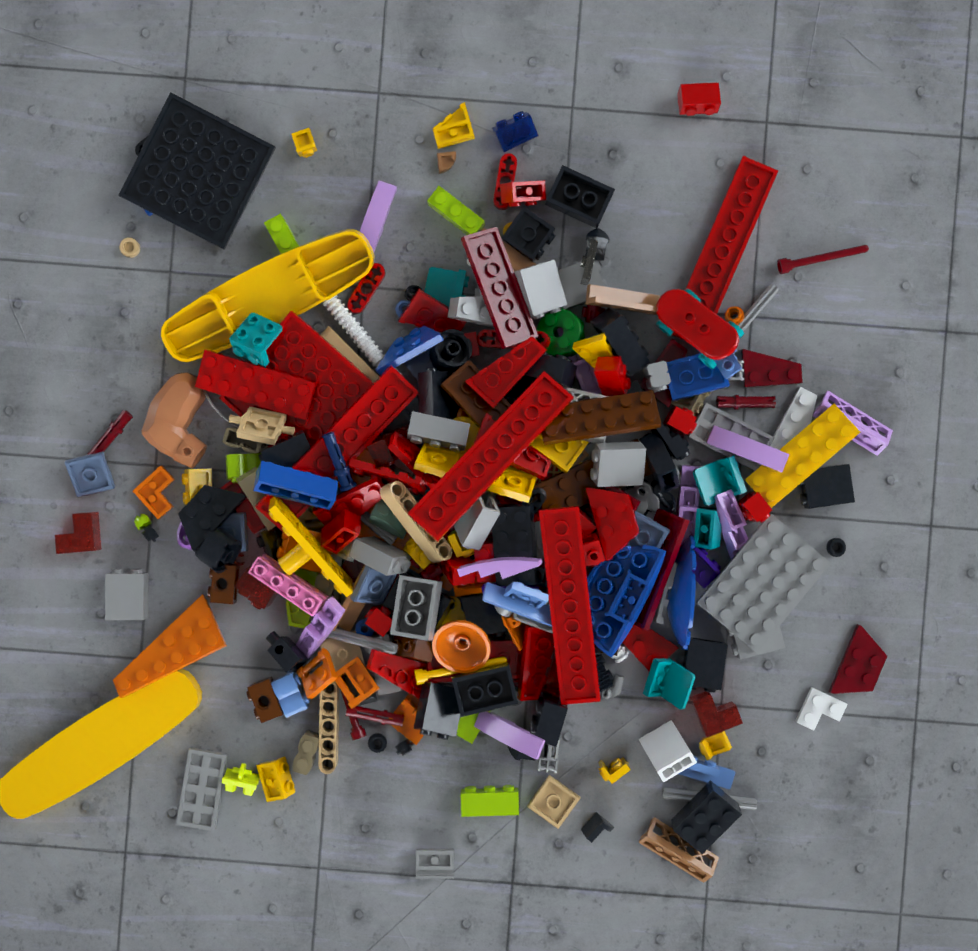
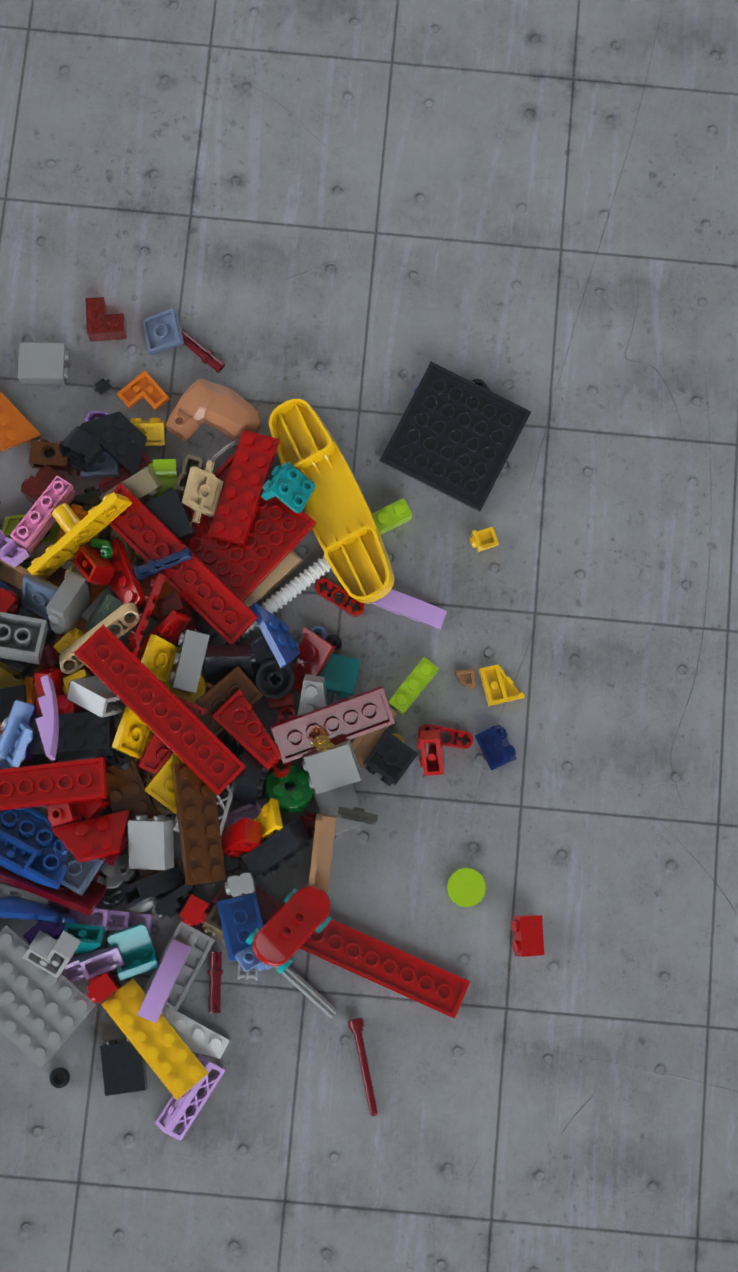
camera: 90 degrees right, 10 degrees down
(129, 247) = (383, 372): tan tile -> none
(142, 521) = (115, 380): lime hinge -> none
(295, 485) = (139, 521): blue brick -> none
(321, 521) = (104, 546): none -> green arm
(519, 296) = (322, 743): none -> clear yellow plate
(579, 196) = (428, 810): black brick -> none
(602, 239) = (384, 829): black tile -> none
(652, 160) = (466, 887): none -> lime tile
(725, 556) = (52, 954): none -> light grey brick
(734, 310) = (307, 966): orange plate -> none
(769, 370) = (247, 1006): dark red wing -> none

